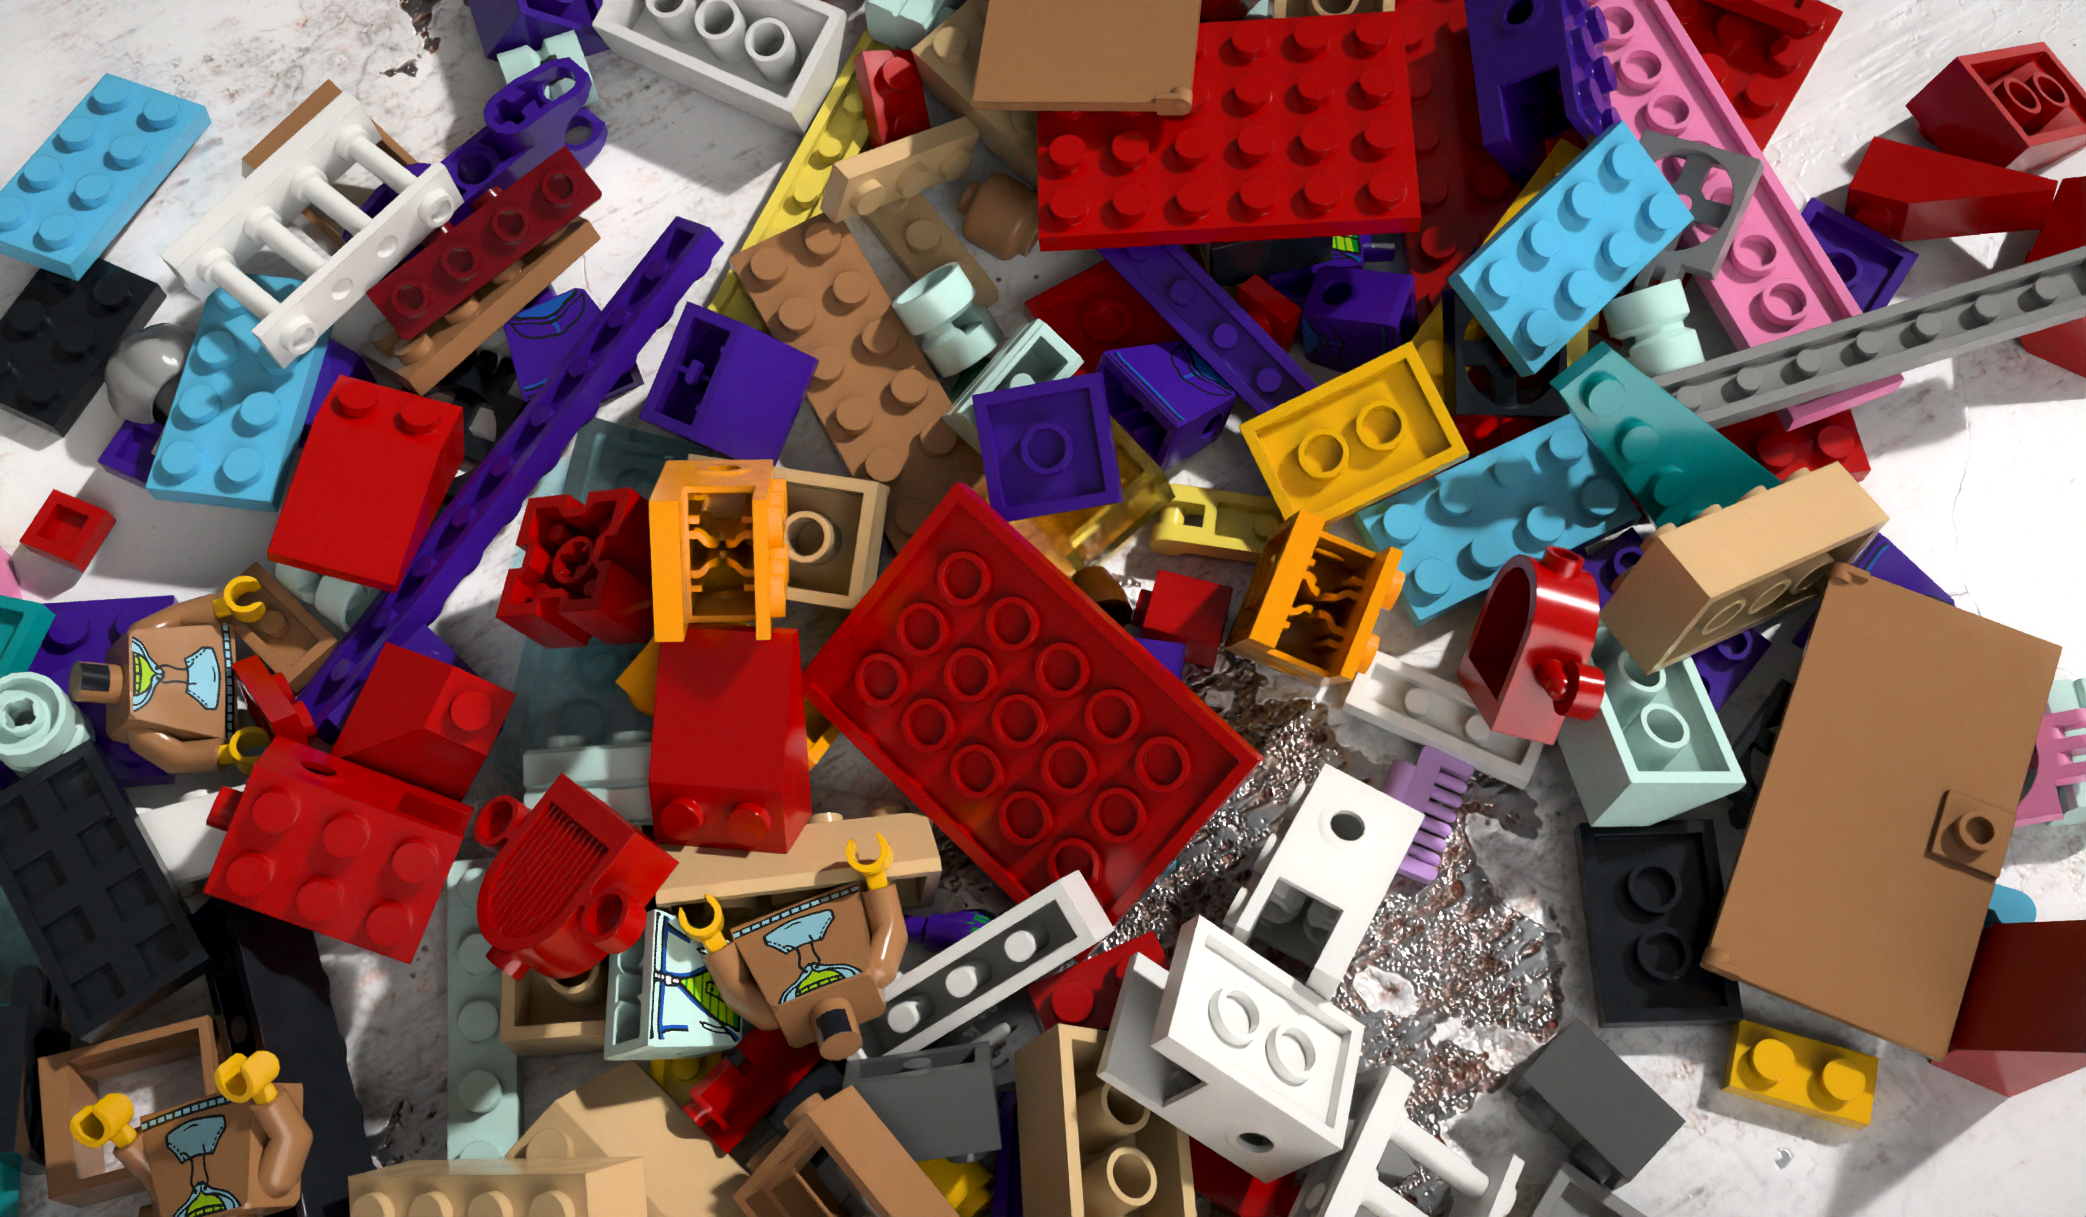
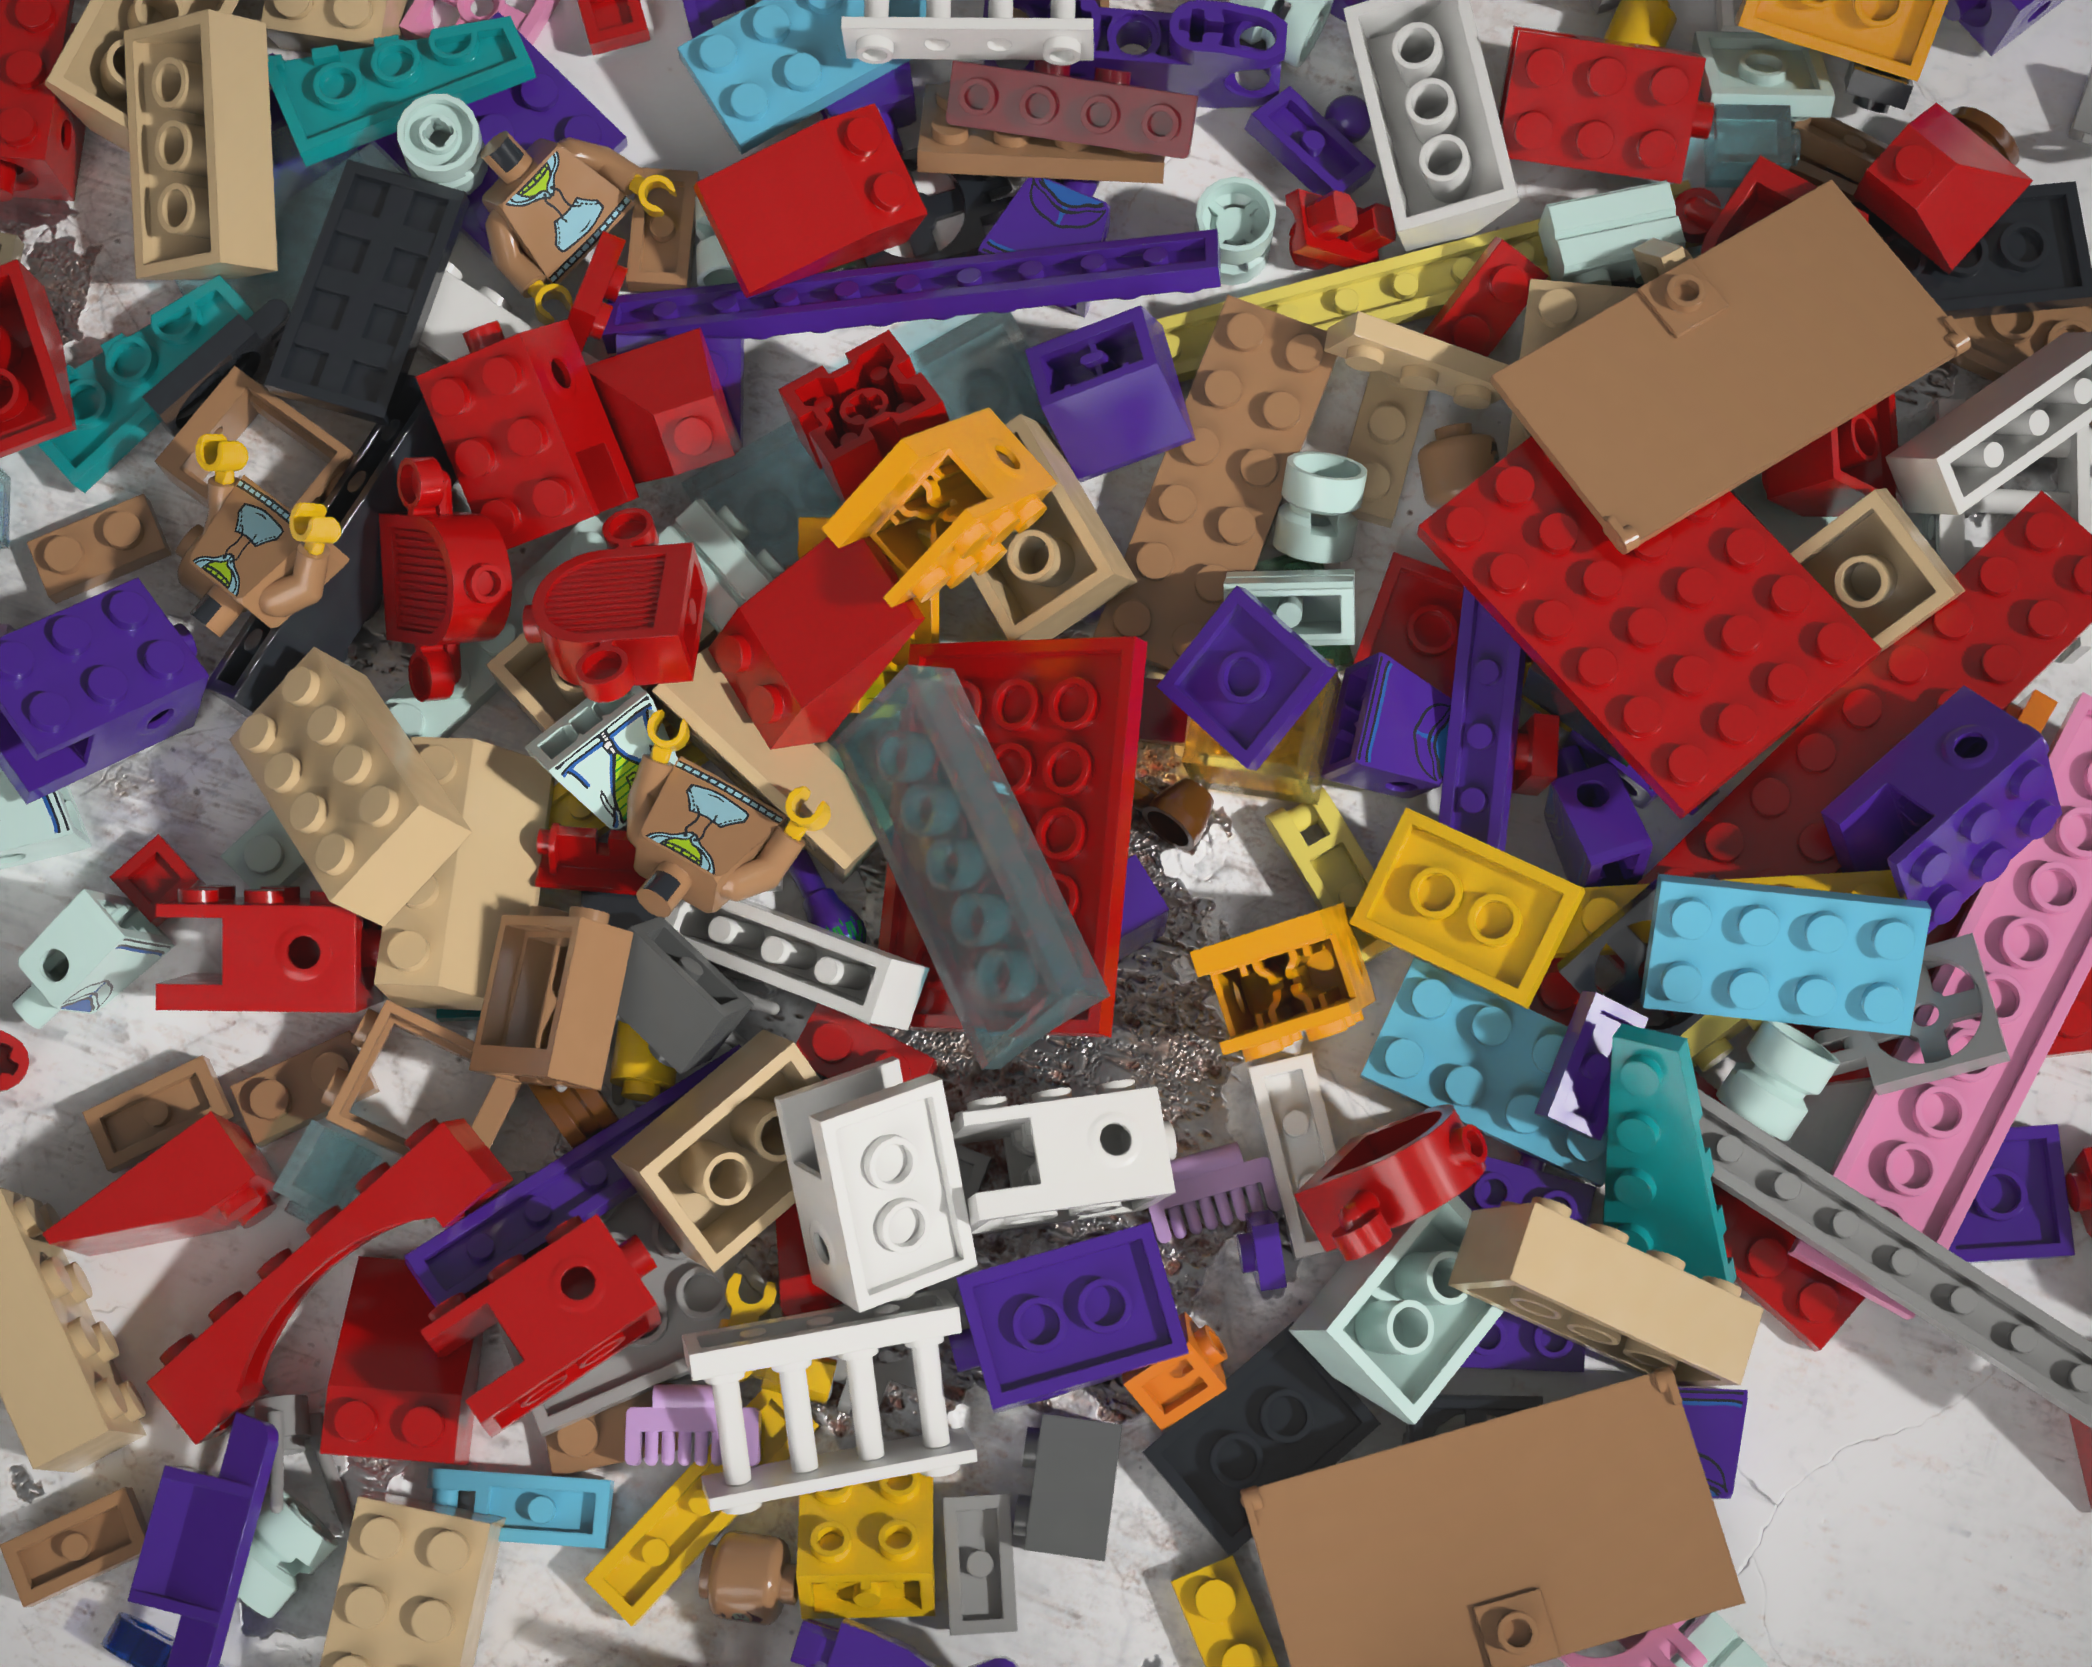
camera: 50 degrees right, 10 degrees up
(390, 1020) = (441, 578): none -> red piece
(667, 130) = (1315, 146): none -> dark purple plate
(680, 195) = (1244, 223): none -> light aqua wheel
(746, 160) = (1335, 214): none -> red hips
(1023, 769) = (968, 864): none -> clear light blue arch
(1185, 613) = (1219, 891): red brick -> none
(1460, 990) = (1068, 1318): none -> dark purple torso
(1504, 800) = (1262, 1250): none -> dark purple plate
(1552, 442) = (1580, 1077): none -> dark purple plate
(1561, 944) = (1183, 1383): none -> orange bracket

